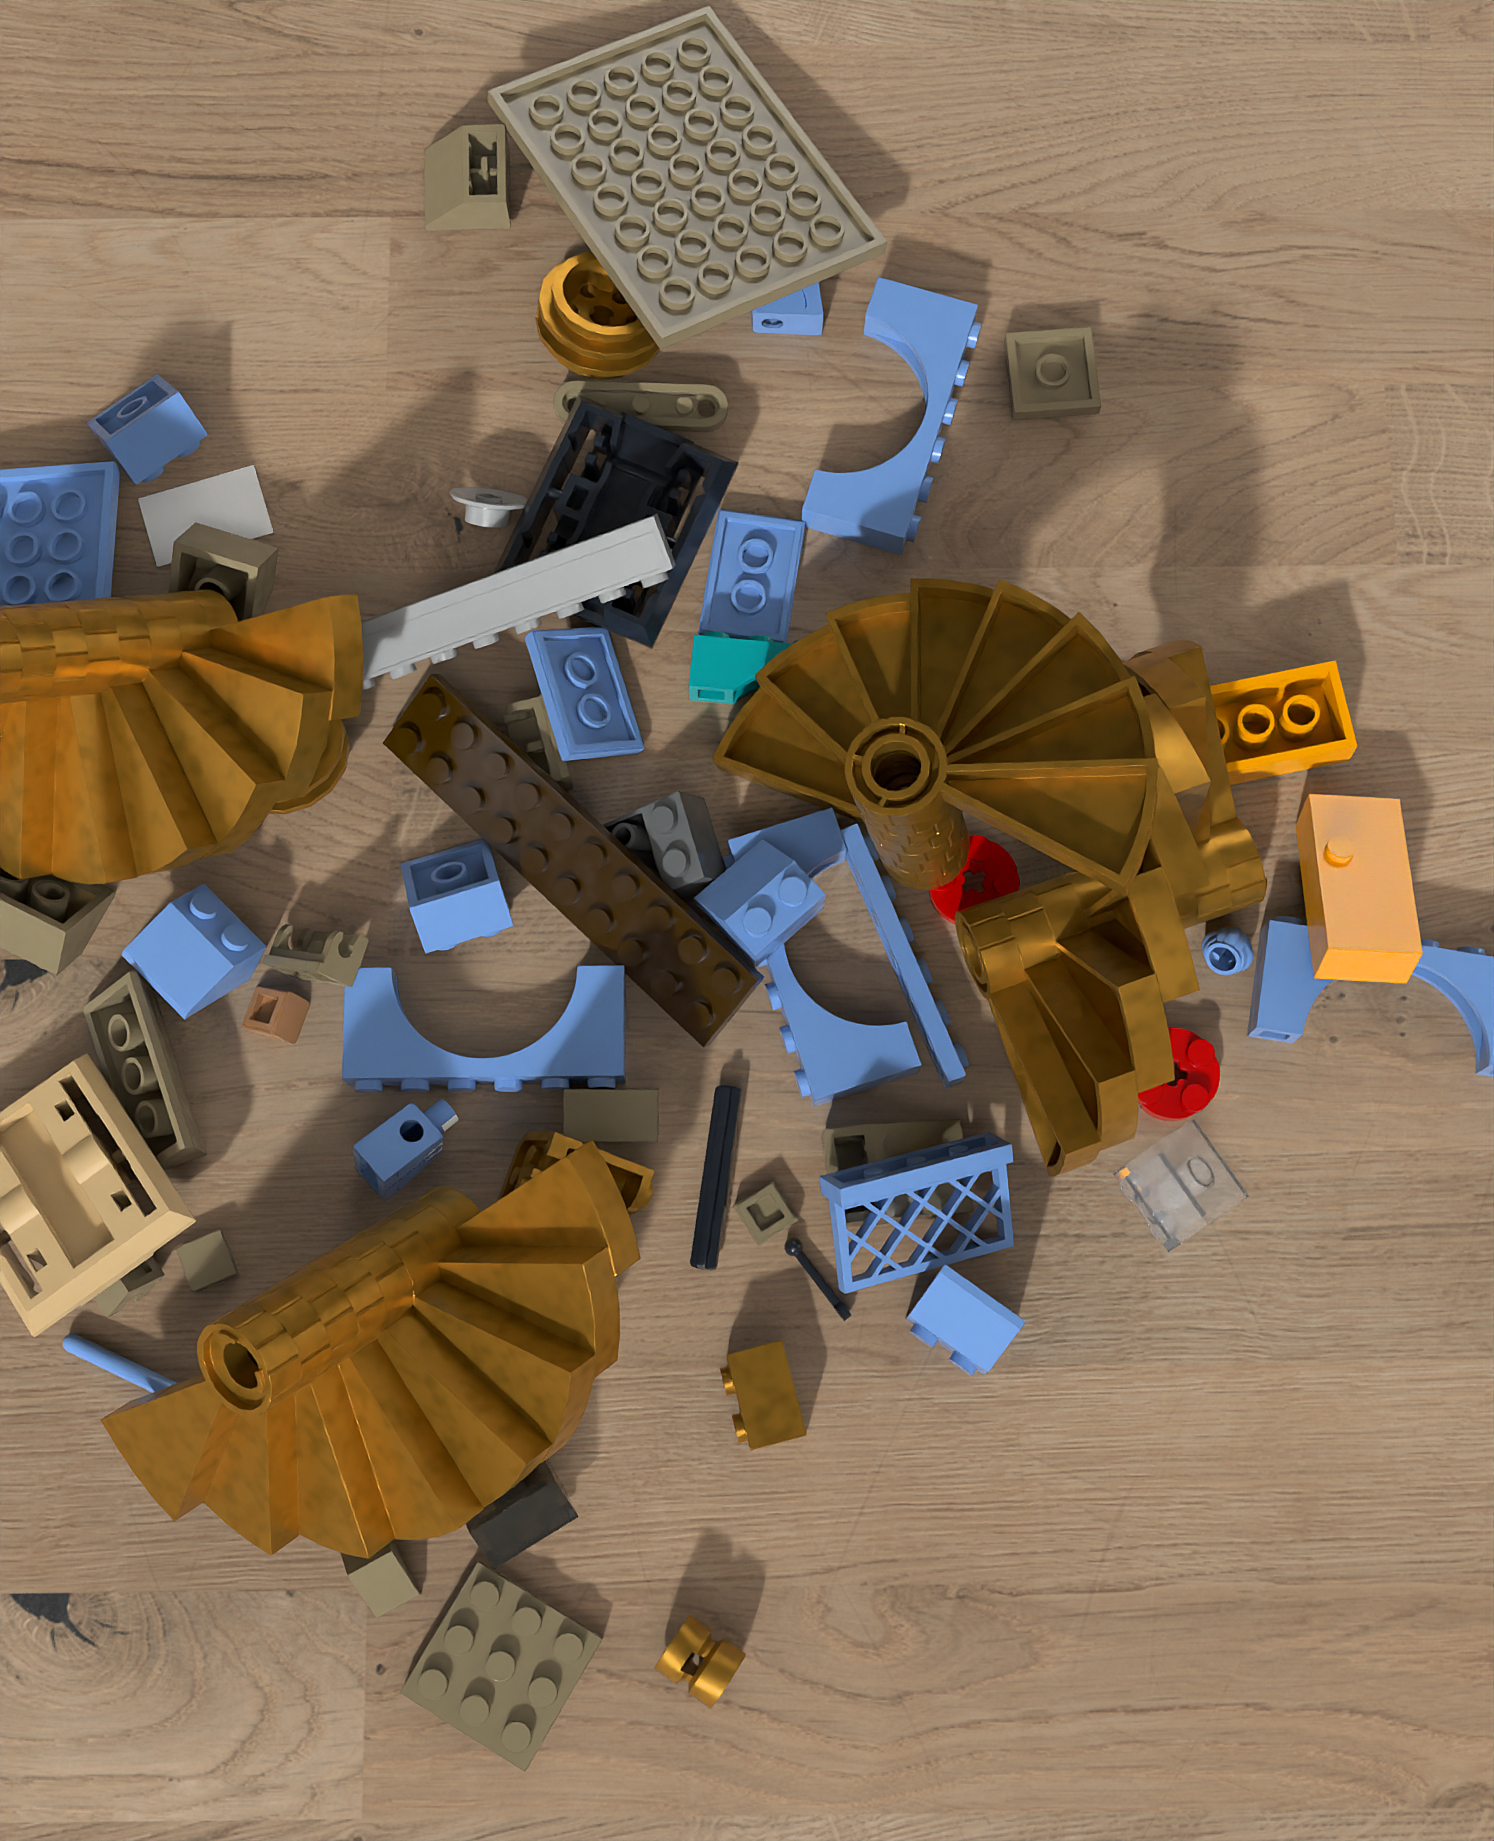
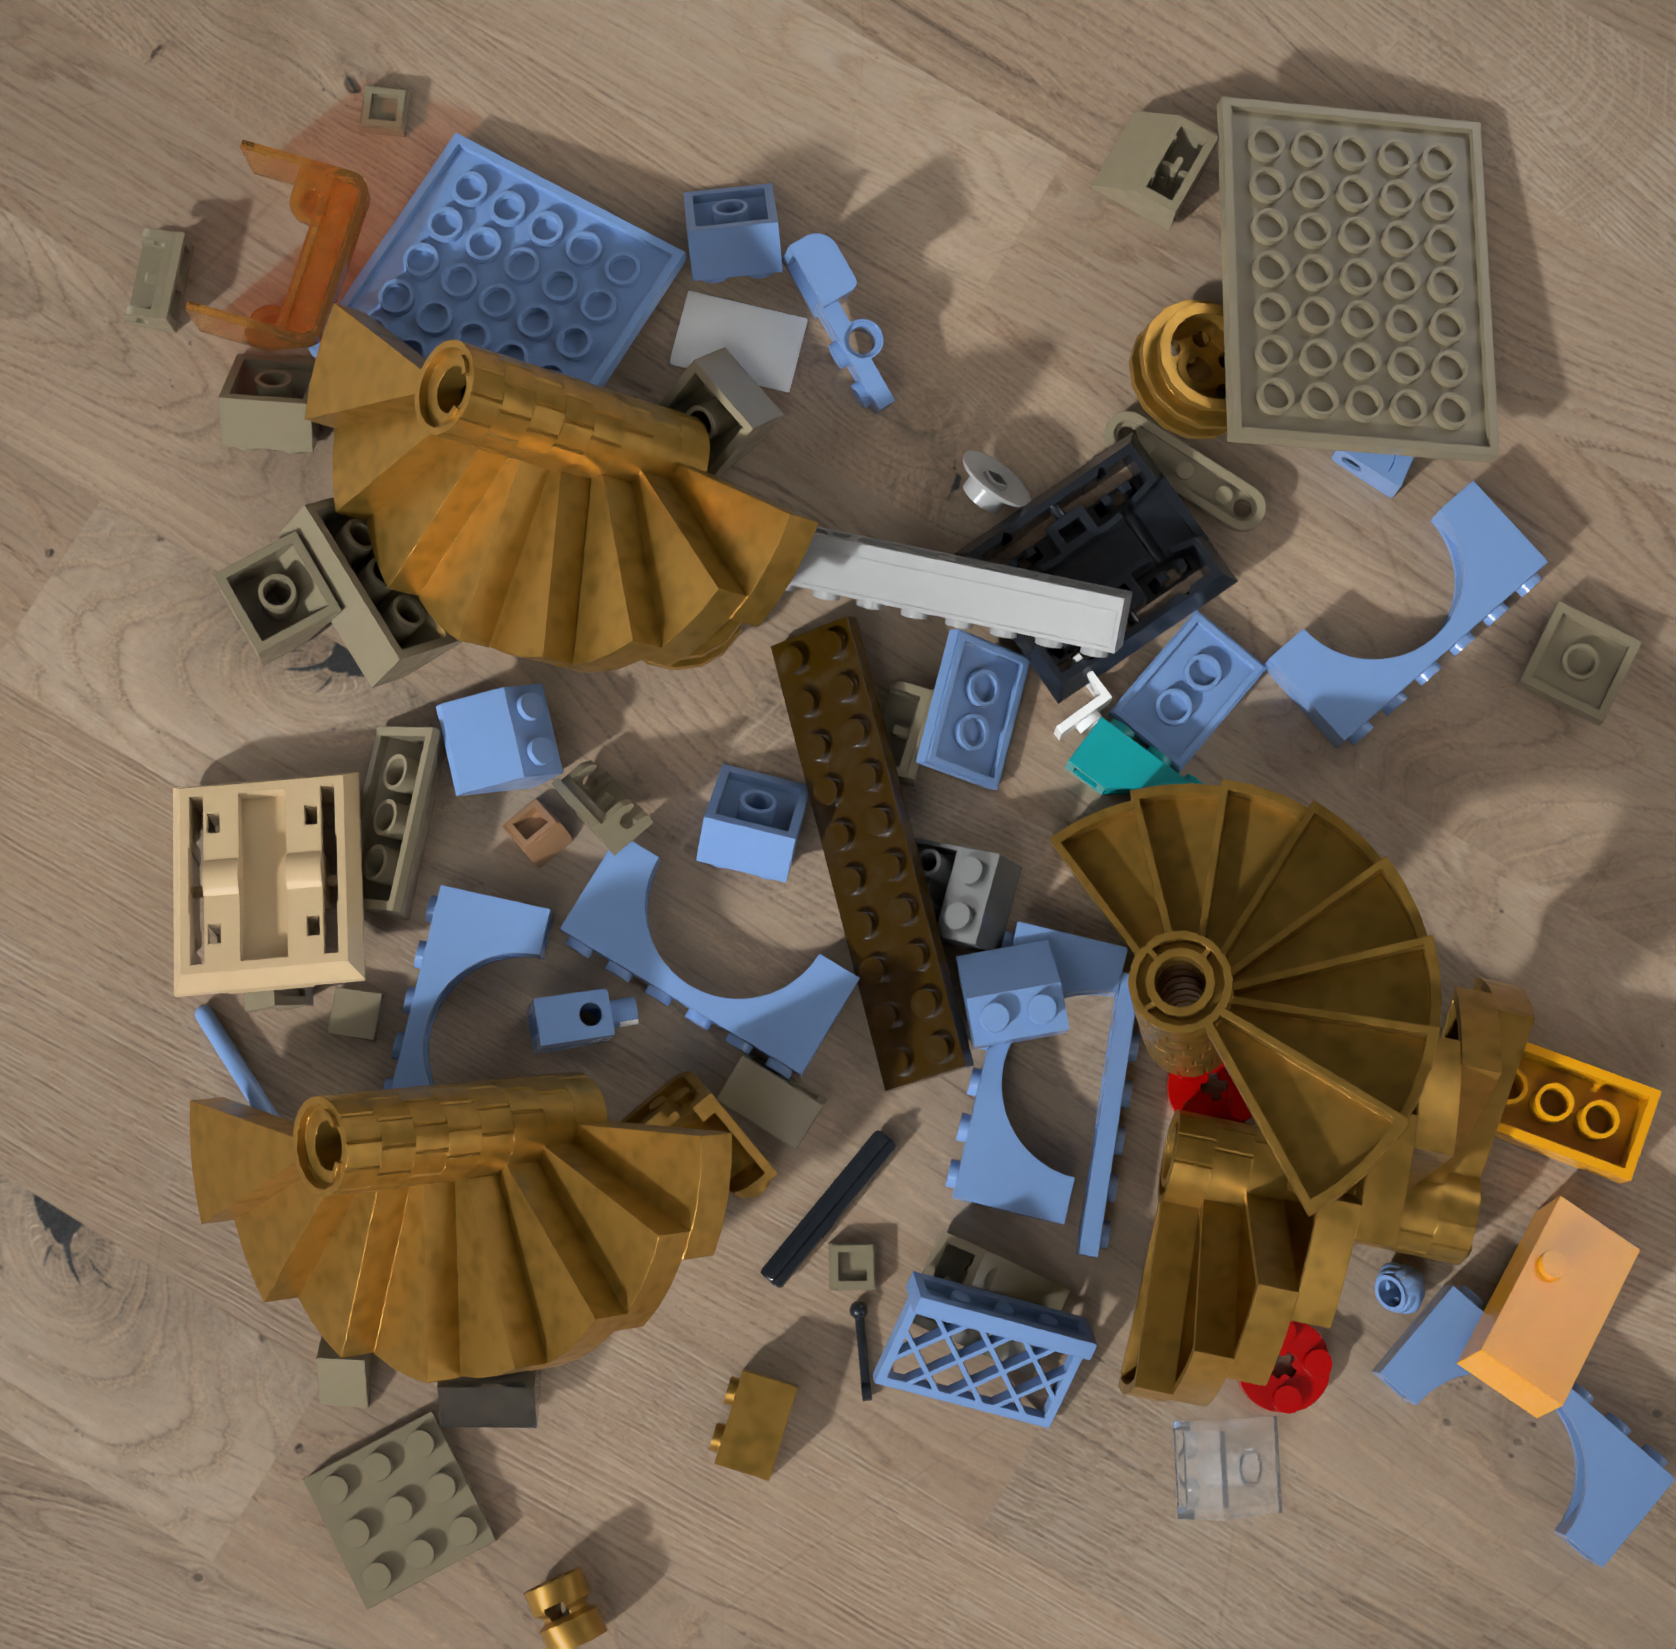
camera: 30 degrees right, 5 degrees up
(247, 422) = (825, 284): none -> medium blue plate
(263, 1138) = (463, 937): none -> medium blue arch
(682, 641) = (1089, 714): none -> white bracket
(963, 1322) = (962, 1467): medium blue slope -> none

